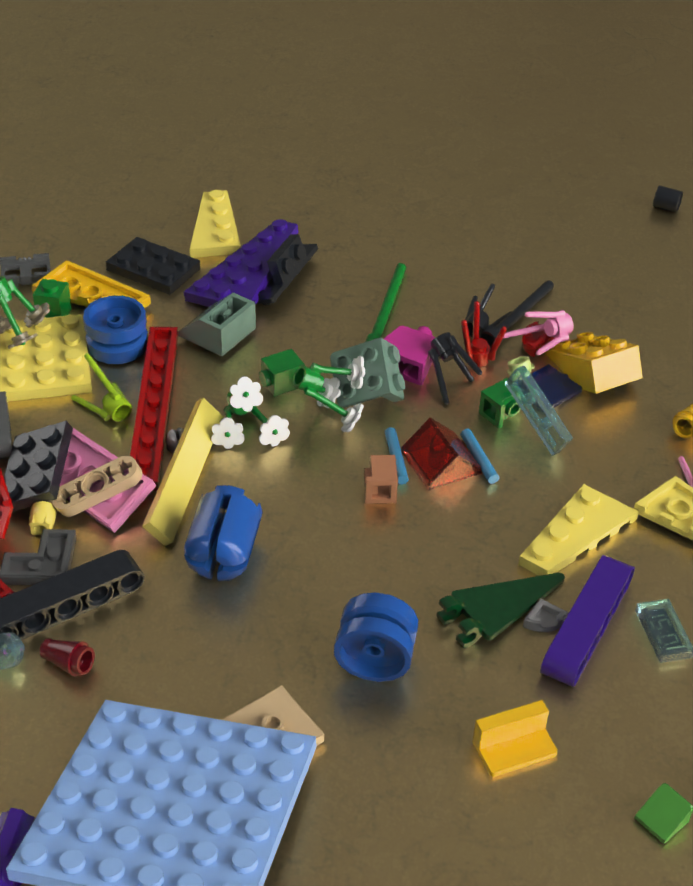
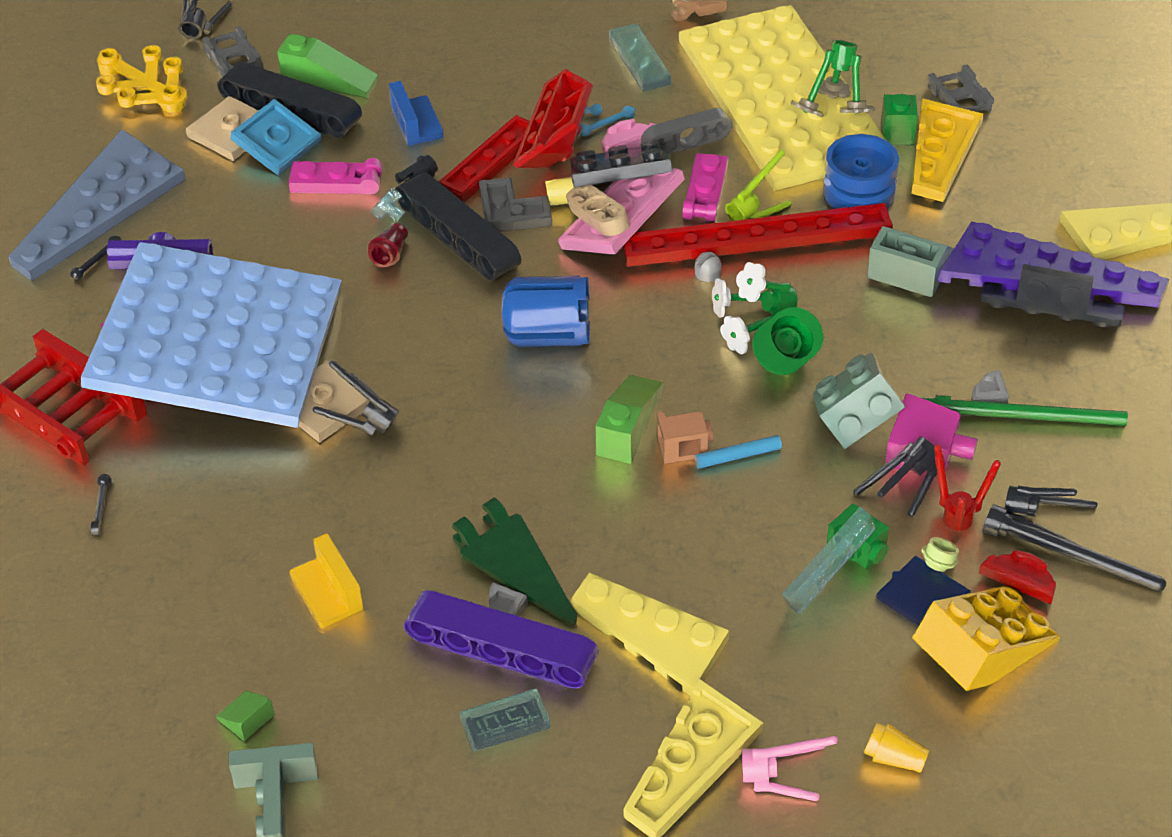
camera: 85 degrees right, 5 degrees up
(96, 429) = (705, 187): none -> dark pink plate
(153, 265) = (1020, 190): black plate -> none
(182, 473) = (651, 274): light yellow tile -> none
(278, 371) = (845, 327): green brick -> none
(293, 403) = (787, 340): none -> green piece
(309, 681) = (377, 412): none -> black plant
(327, 390) = (797, 332): plant -> none
(350, 508) = (626, 418): none -> bright green slope
(359, 320) = (991, 389): none -> light grey tile
(376, 637) = (422, 444): blue wheel -> none
(439, 456) = (748, 493): clear red slope -> none
(480, 456) = (760, 529): dark azure piece -> none
(557, 325) = (1022, 573): bright pink plant -> none

